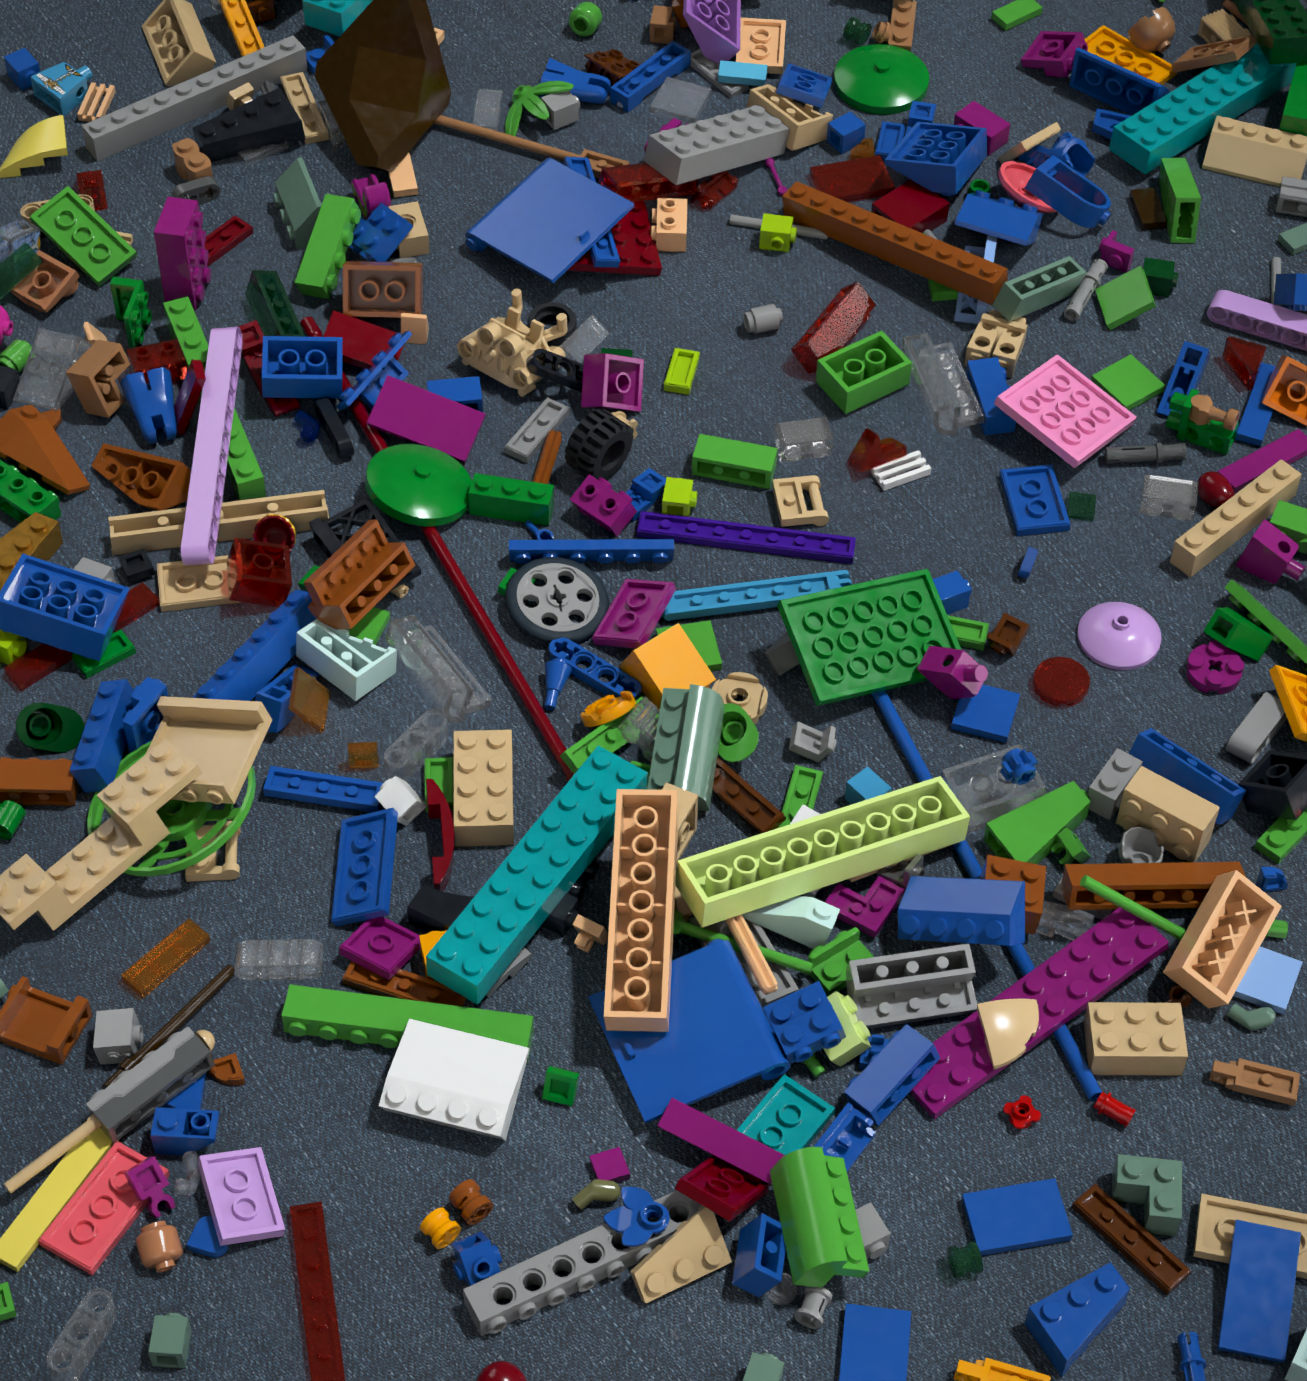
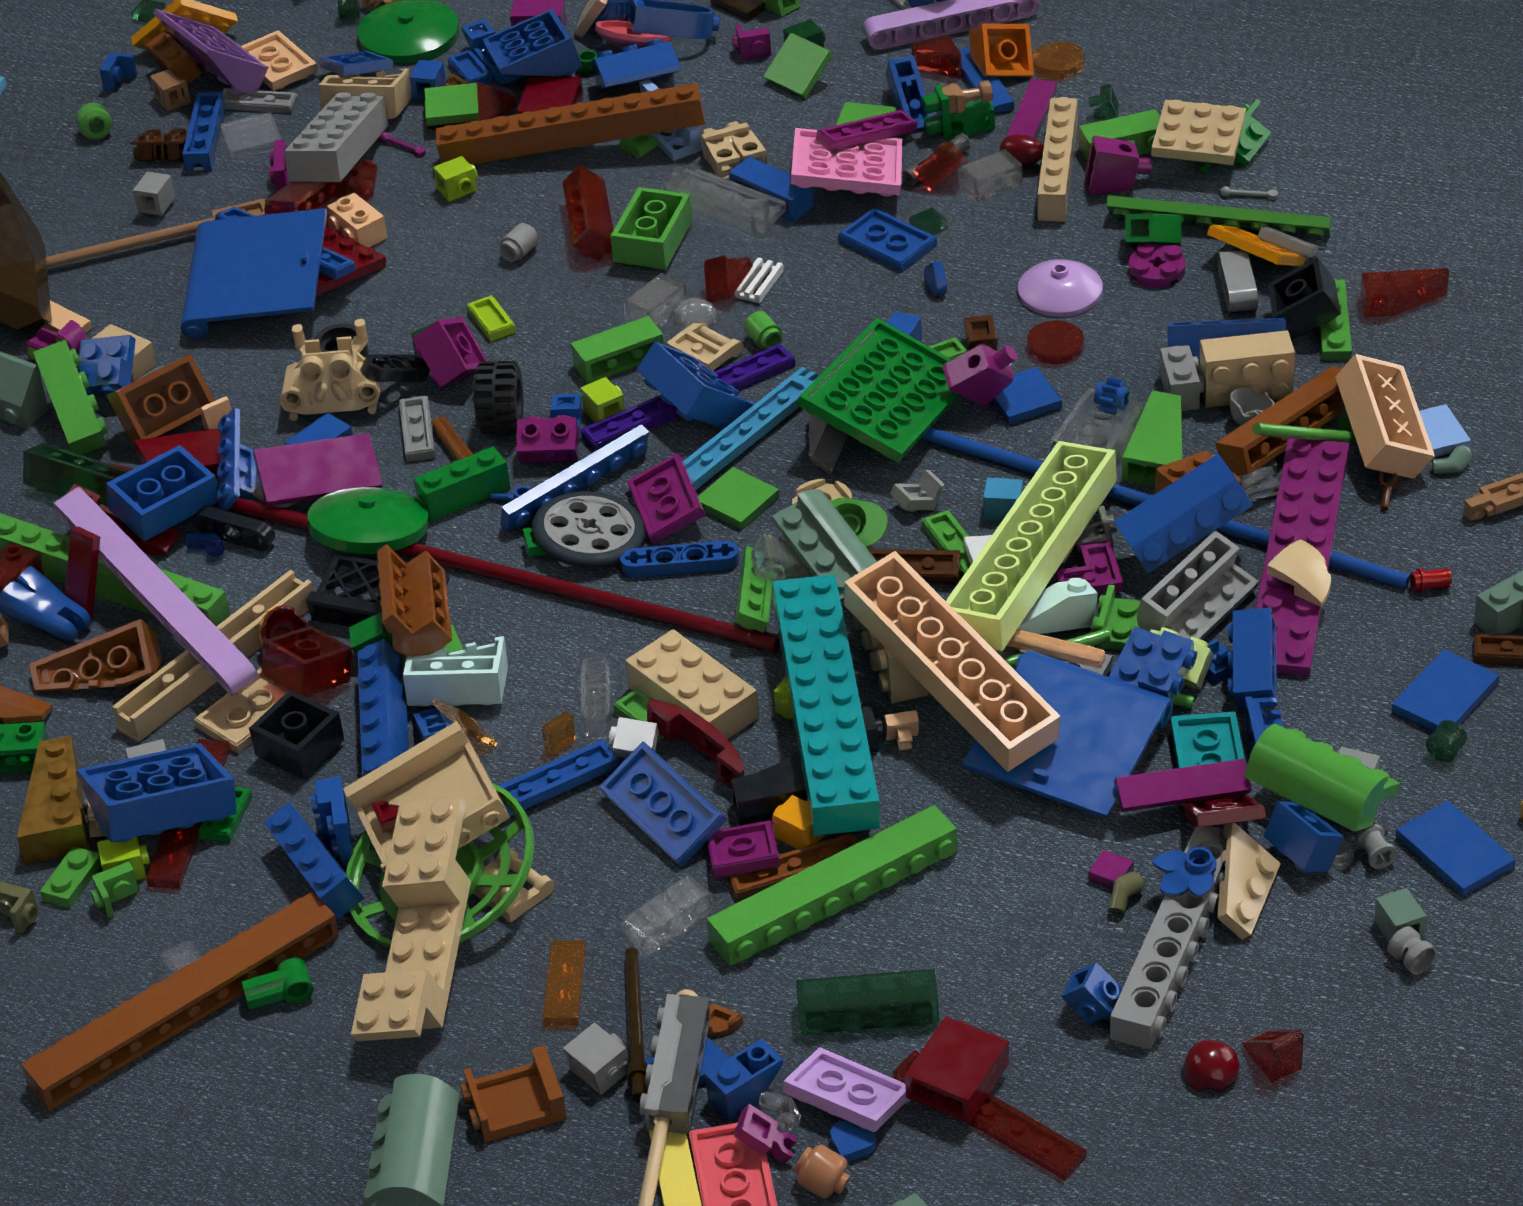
camera: 35 degrees left, 10 degrees down
(49, 727) = (250, 889): dark green piece -> none
(136, 565) = (177, 730): black plate -> none
(175, 736) = (386, 814): none -> dark red tile
(197, 626) = (296, 733): none -> black brick
(321, 1243) = (957, 1069): none -> dark red brick
(329, 1138) = (867, 1001): none -> clear green brick
(436, 668) = (548, 631): clear brick -> none
(440, 1228) = (1034, 997): light orange wheel -> none
(455, 1079) = (926, 890): white slope -> none
(471, 1202) = (1036, 964): dark orange wheel -> none
(488, 108) = (82, 230): clear slope -> none
(526, 97) = (108, 202): bright green plant -> none
(556, 674) = (652, 578): blue cone -> none
(560, 1086) = (1009, 841): green tile -> none
(584, 339) = (381, 337): clear tile -> none
(587, 86) = (125, 173): blue piece -> none
(607, 709) = (728, 575): light orange tile -> none
(667, 663) = (742, 510): light orange slope -> none
(742, 73) = (286, 86): medium azure tile -> none
(743, 533) = (691, 387): none -> blue wedge
(756, 223) = (429, 183): light grey bar -> none
(816, 466) = (694, 311): none -> clear hair
(838, 165) = (451, 104): none -> bright green tile
(853, 517) = (763, 330): none -> bright green brick
(1019, 1120) = (1369, 626): red plate -> none
(1039, 288) = (728, 92): sand green brick -> none
(1073, 847) = (1198, 435): bright green tile -> none
(1090, 282) = (755, 75): light grey pin -> none
(1110, 392) = (866, 130): none -> magenta tile
(1135, 1038) = (1393, 523): tan brick -> none
(1139, 461) = (940, 165): none -> clear red slope

